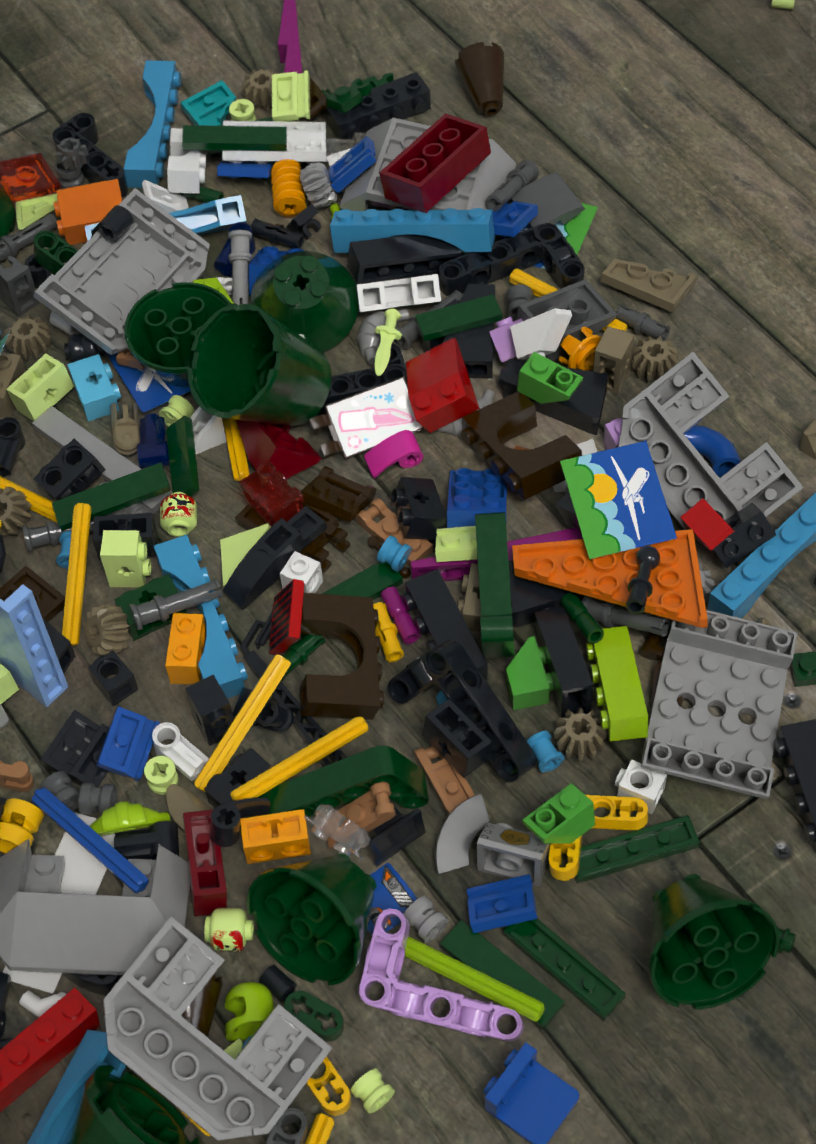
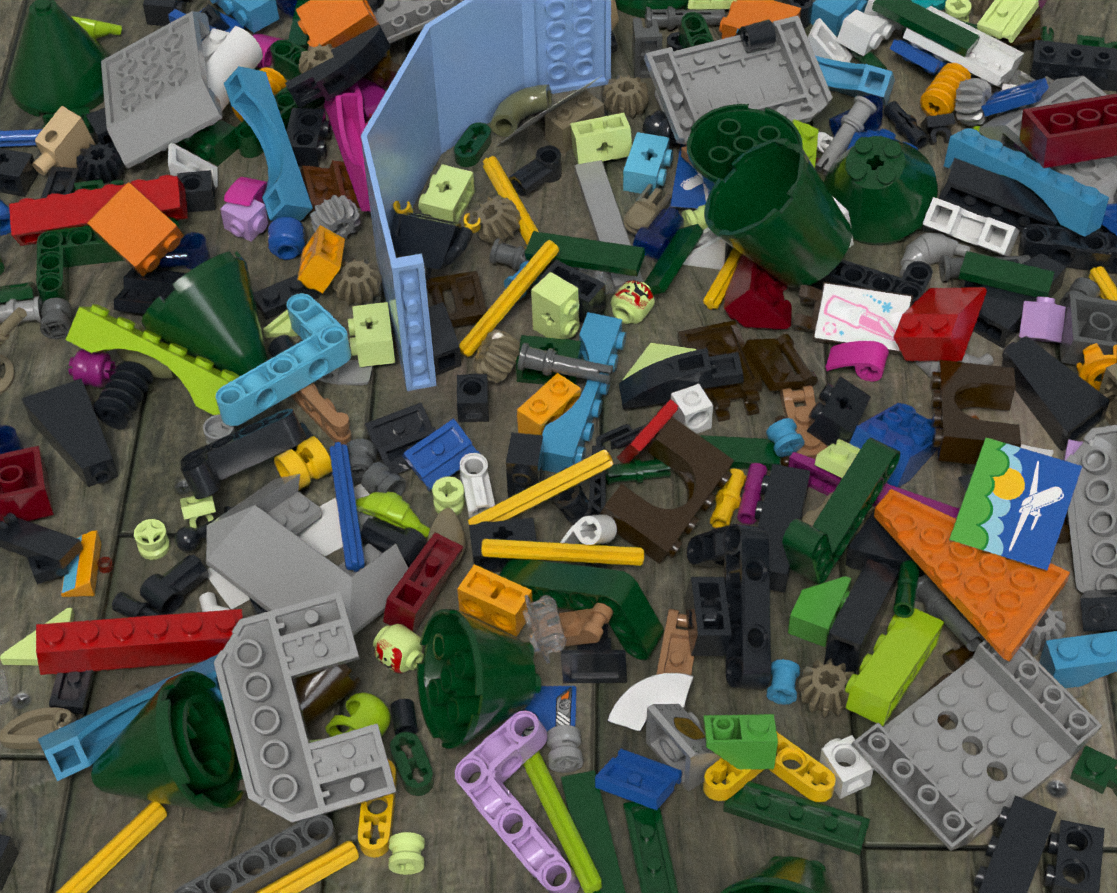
camera: 35 degrees right, 5 degrees down
(73, 477) = (570, 216): black brick -> none
(226, 818) = (461, 554): black panel -> none
(270, 494) = (718, 325): clear red brick -> none
(307, 733) = (586, 533): none -> white panel
(348, 97) = (1058, 40): dark green plate -> none
(387, 334) = (930, 255): yellowish green sword -> none
(540, 333) = (1066, 326): white slope -> none
(547, 380) = (1039, 367): bright green slope -> none
(640, 587) = (970, 588): black pin -> none
(707, 524) = (1088, 576): red slope -> none

